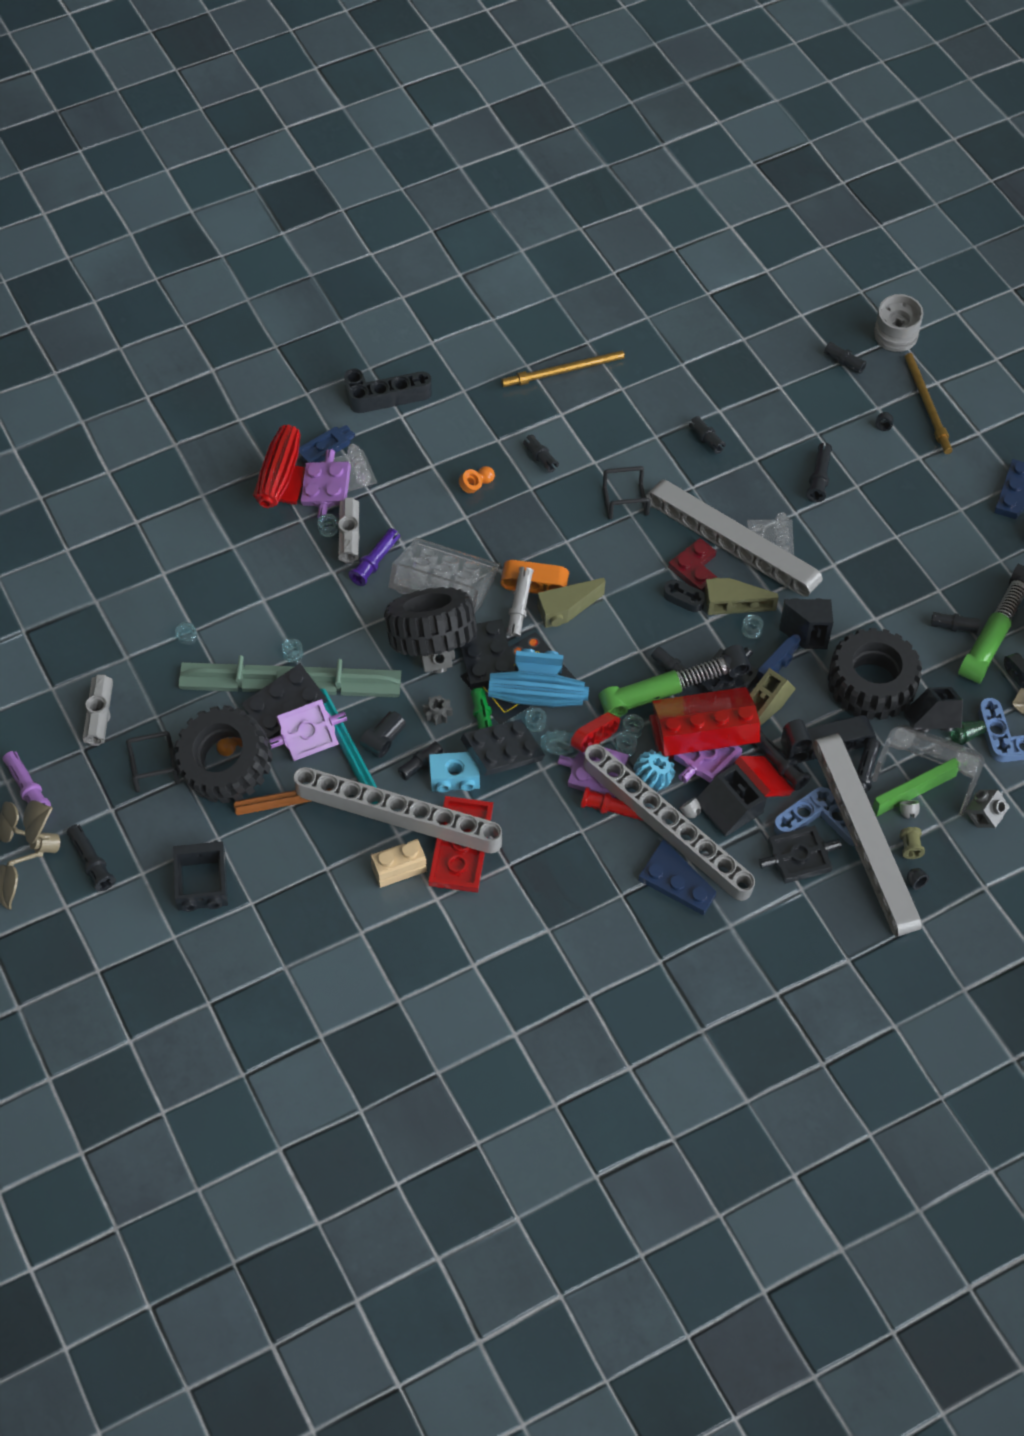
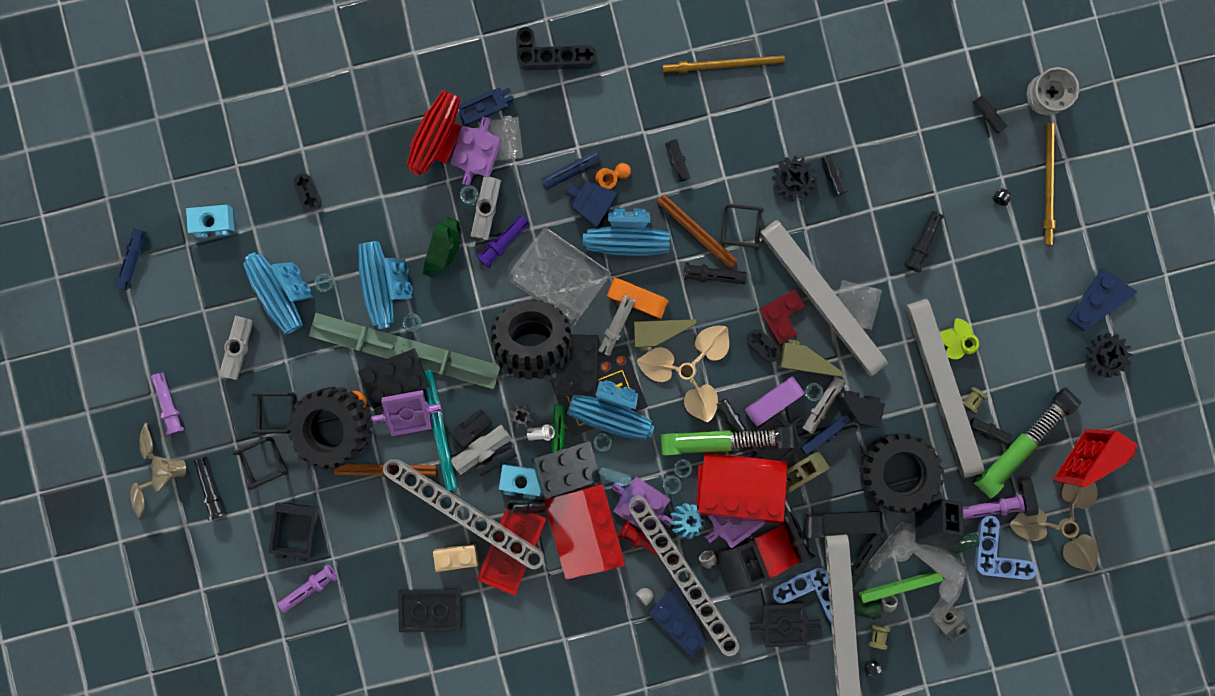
camera: 10 degrees right, 30 degrees up
(47, 598) = (198, 218): none -> medium azure brick
(135, 645) = (277, 290): none -> dark azure plate
(154, 554) = (302, 194): none -> black beam
(173, 816) = (240, 452): none -> black piece
(237, 929) = (315, 583): none -> medium lavender pin
(251, 614) = (382, 282): none -> dark azure plate
(311, 567) = (442, 247): none -> dark green connector
(380, 928) = (429, 610): none -> black plate
(399, 751) = (481, 449): none -> light grey piece
(438, 478) = (592, 159): none -> dark blue pin
(461, 503) = (591, 201): none -> dark blue torso
(464, 720) = (545, 432): none -> white pin
(466, 789) = (525, 506): none -> black pin
(507, 521) = (627, 235): none -> dark azure plate
(542, 808) = (584, 531): none -> slope
(580, 510) = (694, 229): none -> dark orange axle
(595, 731) = (647, 475): red beam -> none
(599, 542) = (704, 273): none -> black pin
(629, 861) = (645, 596): none -> light grey hinge
(630, 604) = (658, 366): none -> tan plant
(666, 444) = (799, 184): none -> black gear
(716, 635) = (774, 401): none -> medium lavender beam
(761, 654) = (835, 386): none -> light grey pin
(889, 549) = (956, 339): none -> lime plate
(891, 817) = (868, 610): none -> clear green cone
(893, 594) = (944, 388): none -> light grey beam
(927, 597) = (974, 400): none -> olive bush
(996, 688) = (1001, 506): none -> medium lavender pin

